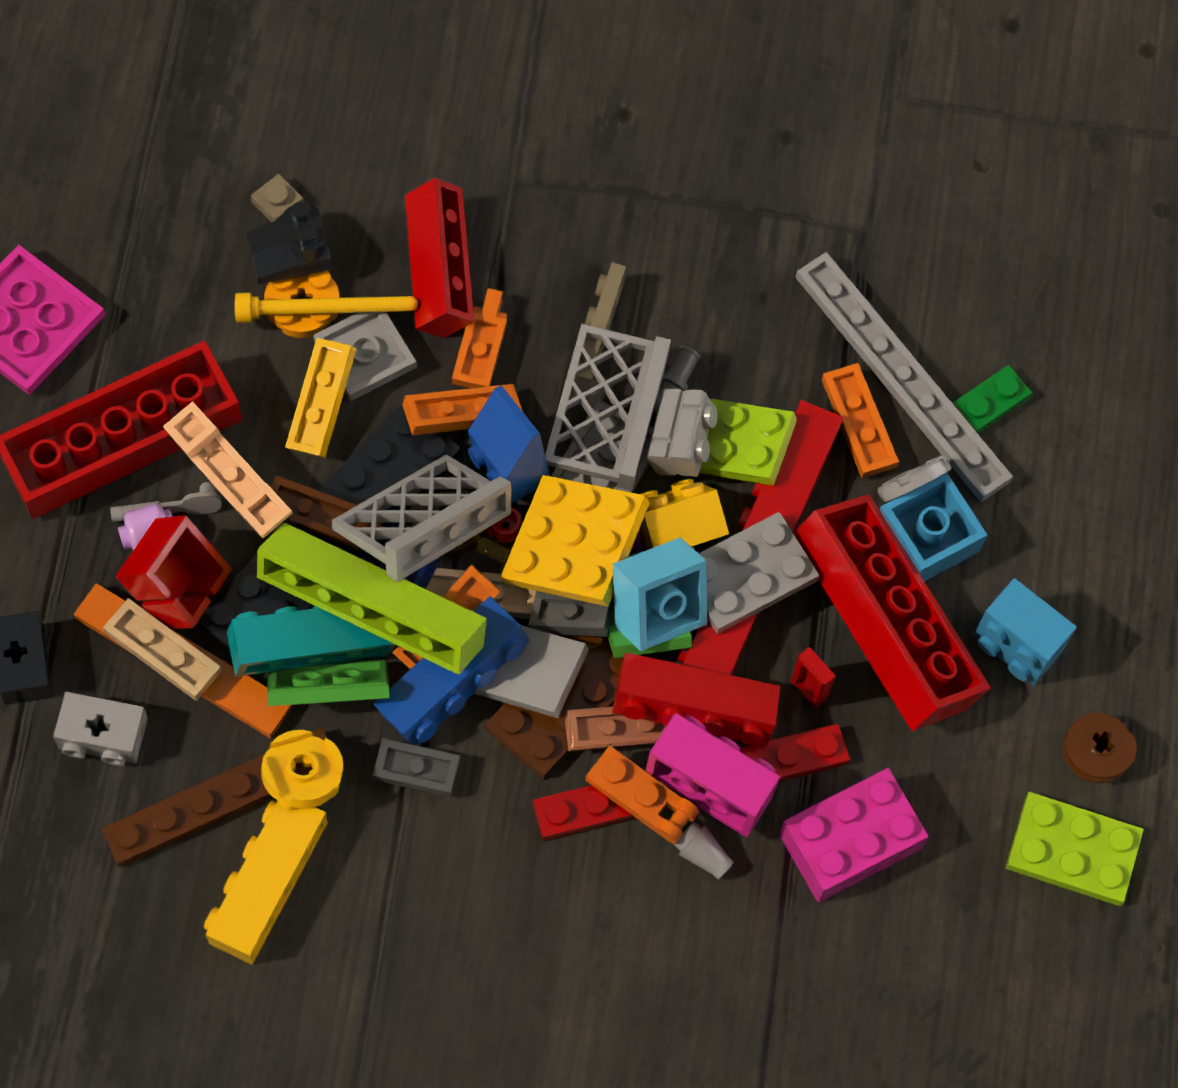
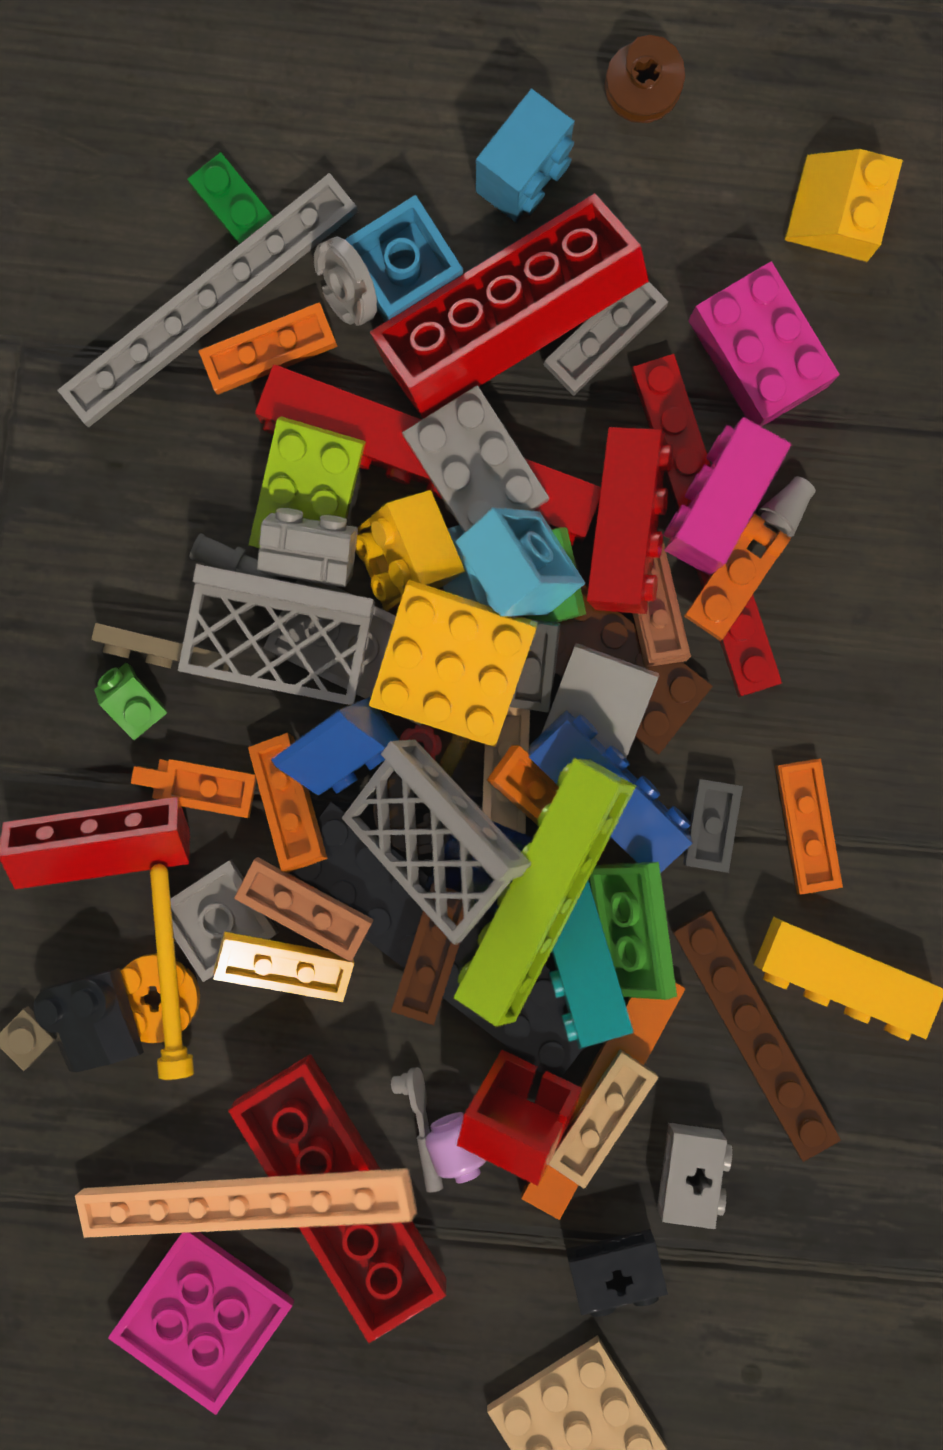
camera: 90 degrees left, 20 degrees up
(125, 348) = (247, 1203): none -> light nougat plate
(227, 470) = (392, 1066): light nougat slope -> none
(301, 790) = (730, 976): yellow plate -> none
(369, 415) = (303, 909): none -> nougat plate
(409, 856) = (808, 826): none -> orange tile
(558, 293) = (128, 700): none -> bright green bracket
(812, 678) = (593, 392): red tile -> none
(870, 703) = (604, 337): none -> light grey plate
(986, 921) = (844, 202): none -> yellow slope
(1074, 849) = (754, 111): lime plate -> none

